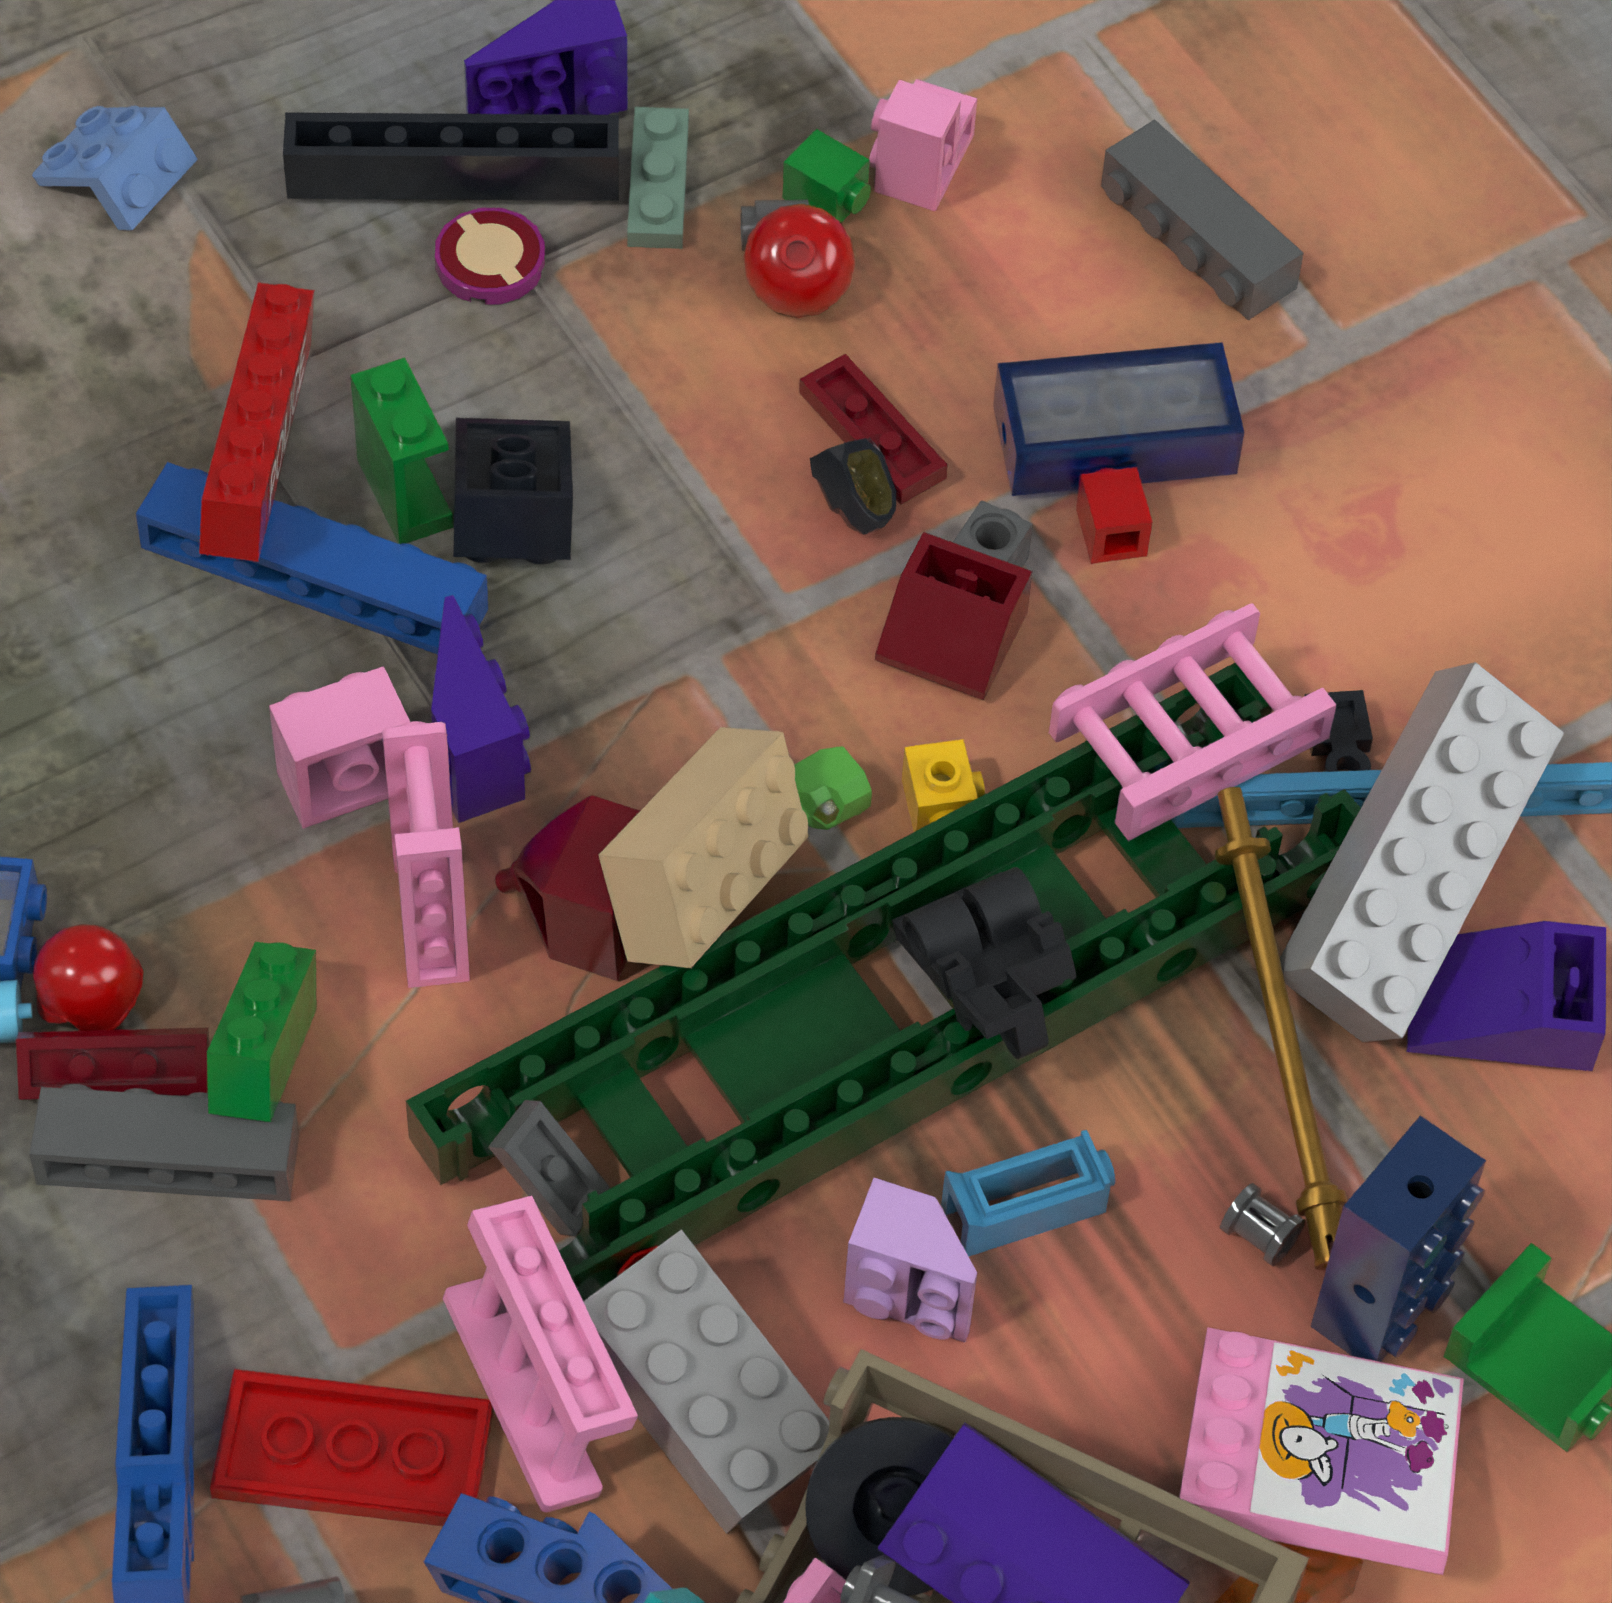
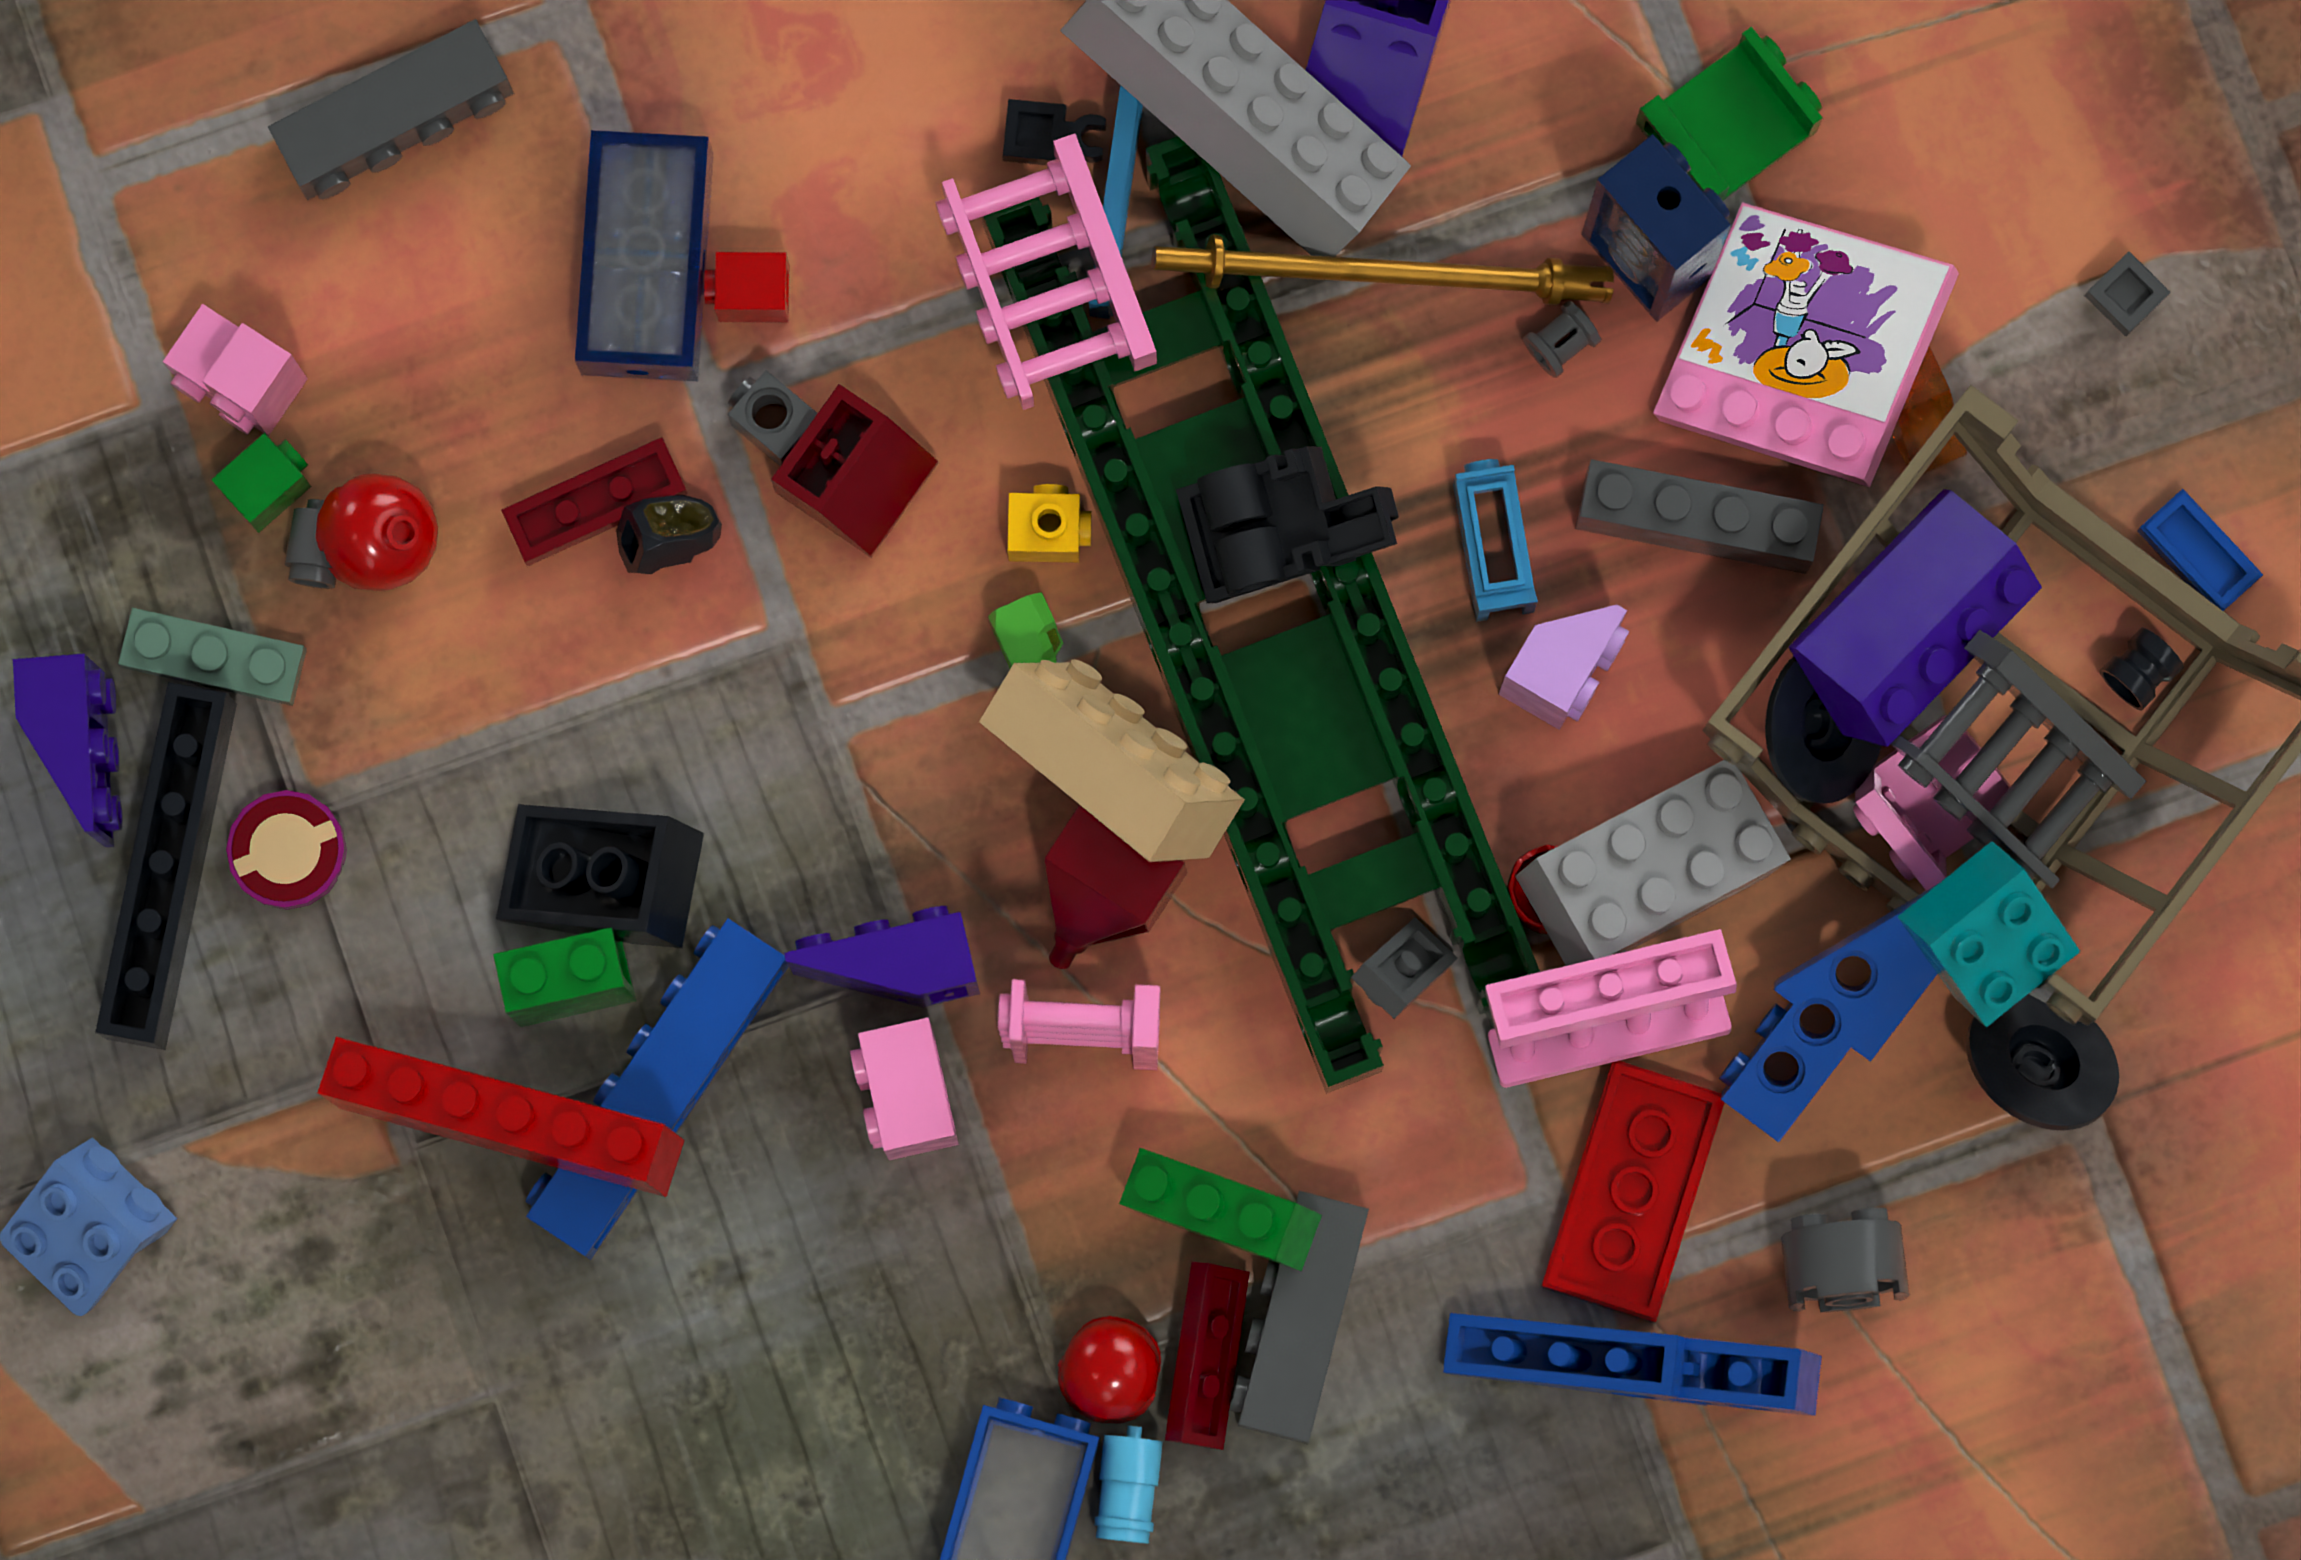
camera: 75 degrees left, 25 degrees up
(1104, 1360) = (1699, 516): none -> dark grey brick

